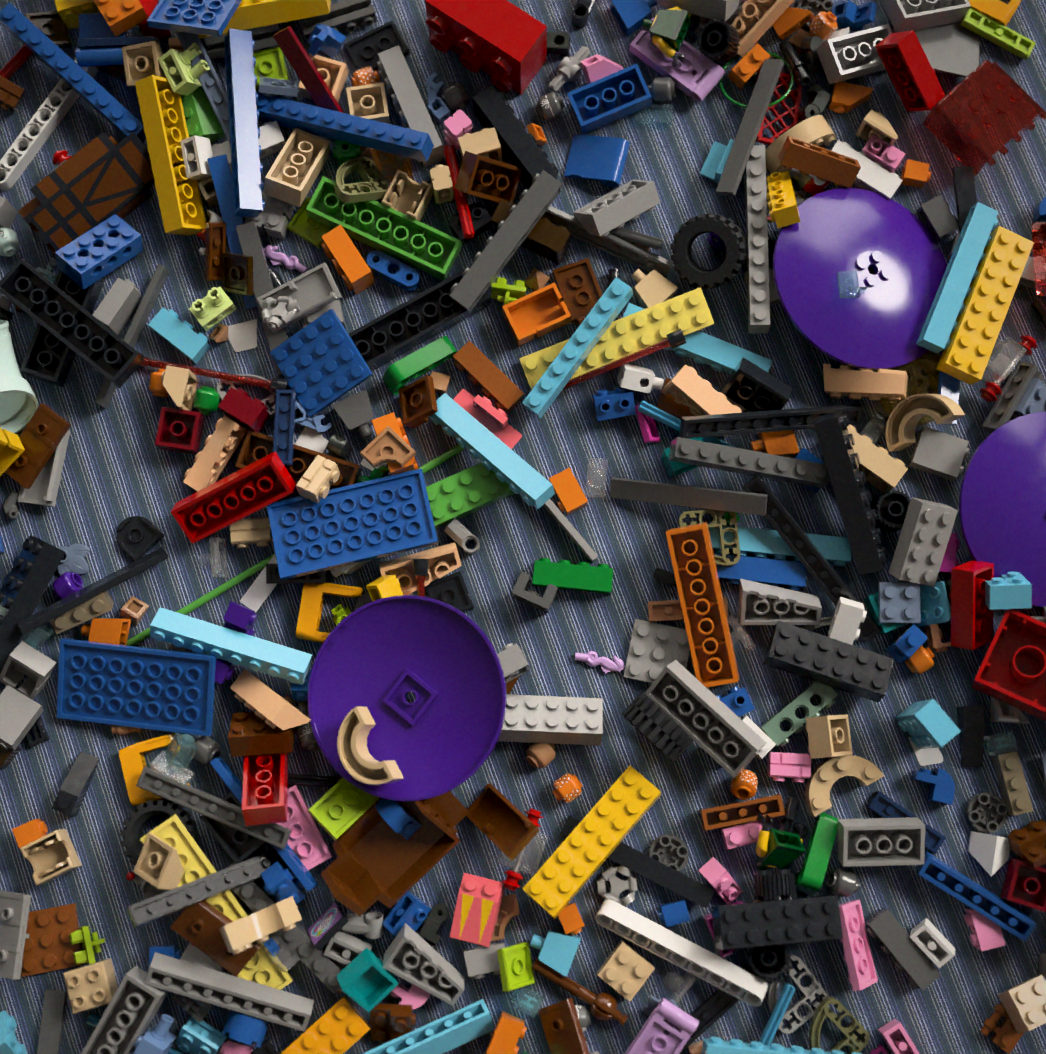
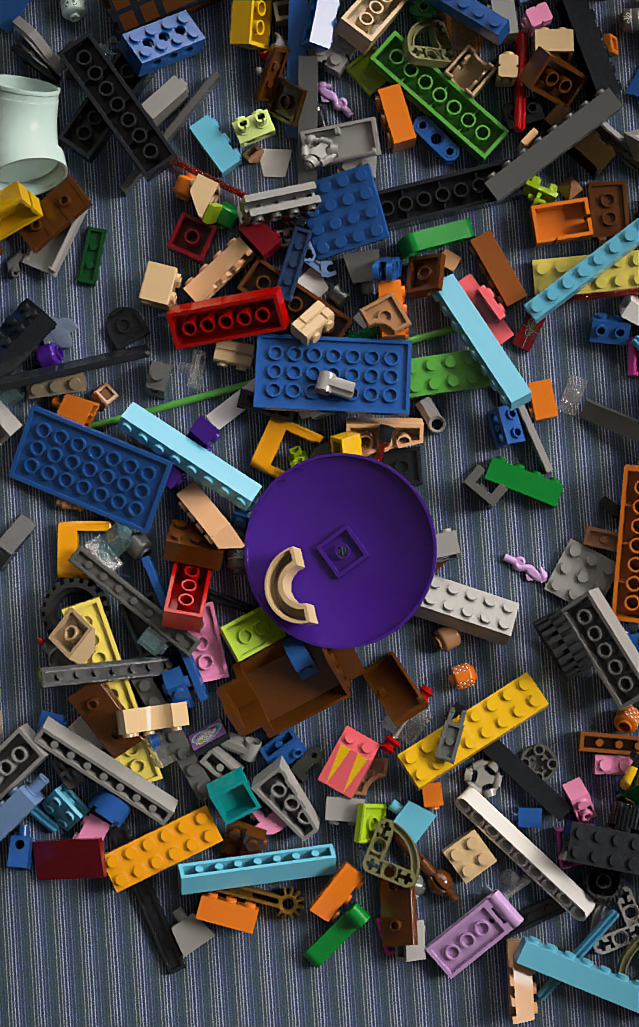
camera: 10 degrees right, 5 degrees up
(86, 476) = (92, 256): none -> dark green tile
(159, 485) = (160, 286): none -> tan piece
(182, 578) = (158, 379): none -> dark grey torso
(191, 400) = (212, 213): none -> lime tile
(243, 844) = (153, 642): none -> clear light blue brick
(253, 371) = (279, 203): none -> dark grey brick
(349, 533) = (330, 384): none -> light grey piece
(378, 405) = (387, 268): none -> blue piece
(480, 244) = (527, 141): none -> light nougat tile
(534, 999) = (380, 856): none -> olive beam
(535, 430) = (527, 333): none -> dark red tile
(539, 527) = (505, 427): none -> blue brick
(570, 855) = (450, 738): none -> dark grey hinge

